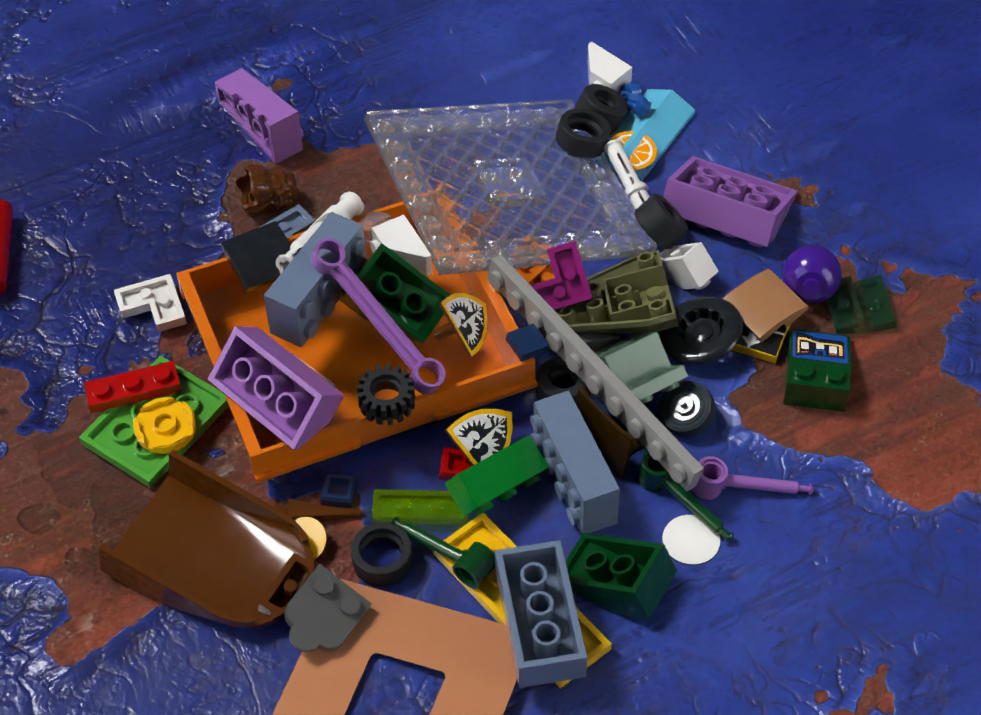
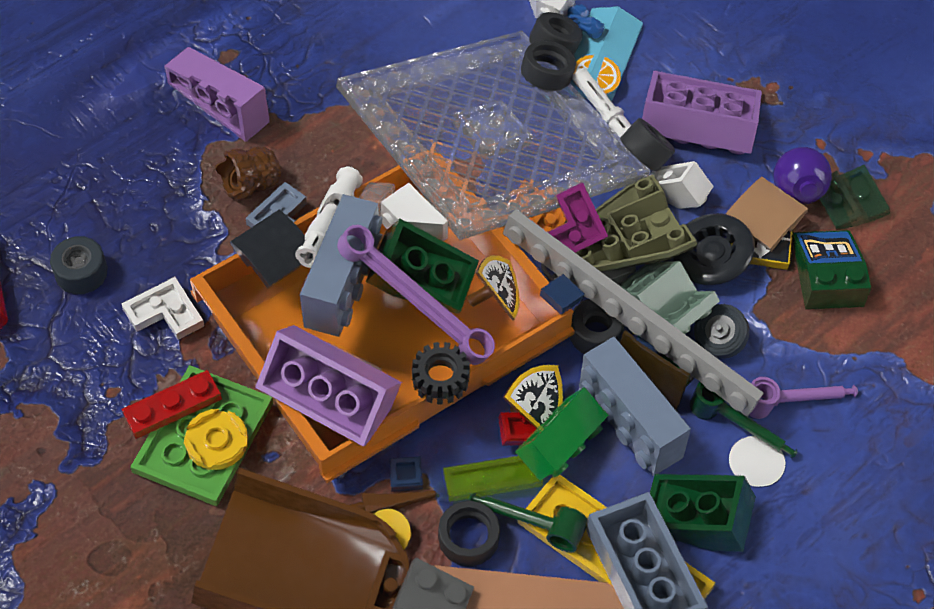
camera: 15 degrees left, 5 degrees up
(85, 249) = (78, 265): none -> black wheel

